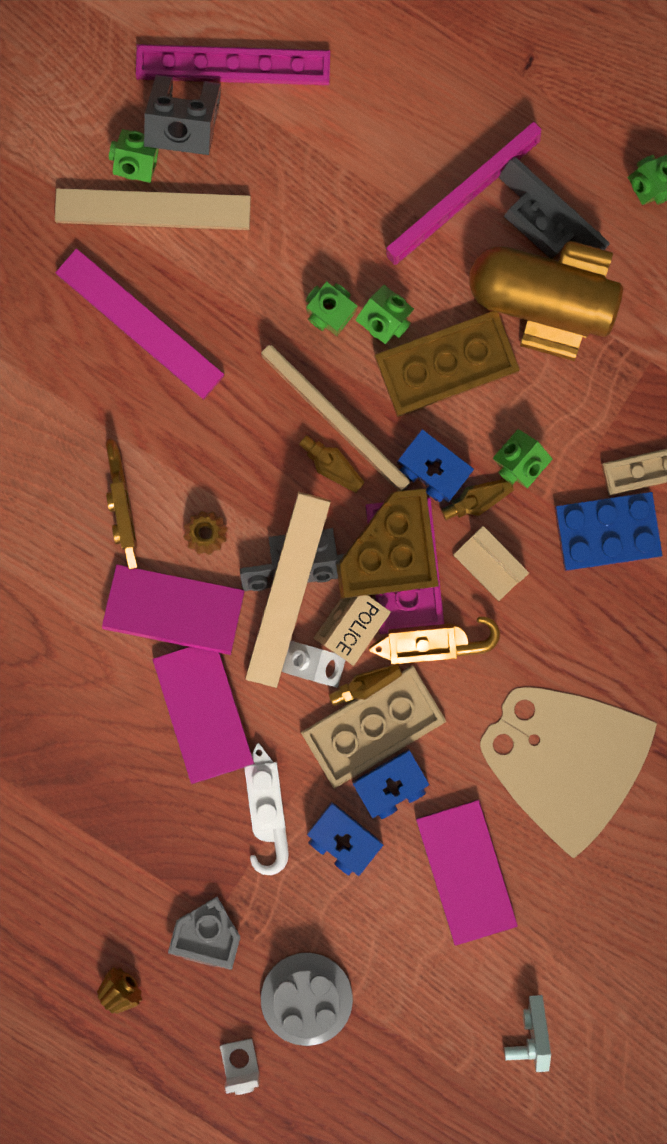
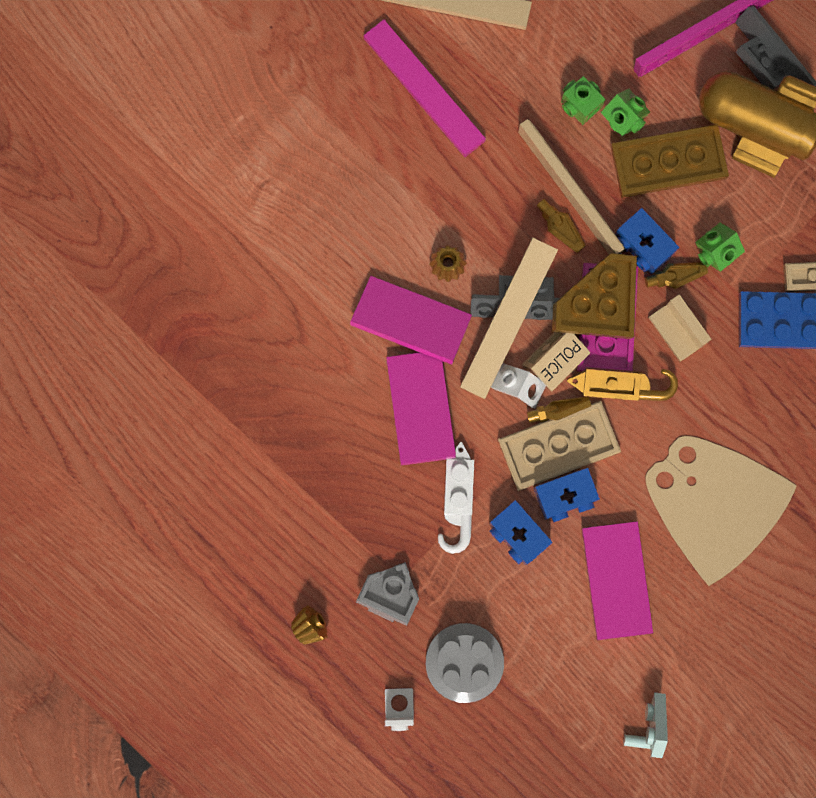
camera: 20 degrees right, 5 degrees down
(119, 502) = (382, 225): pearl gold plate -> none

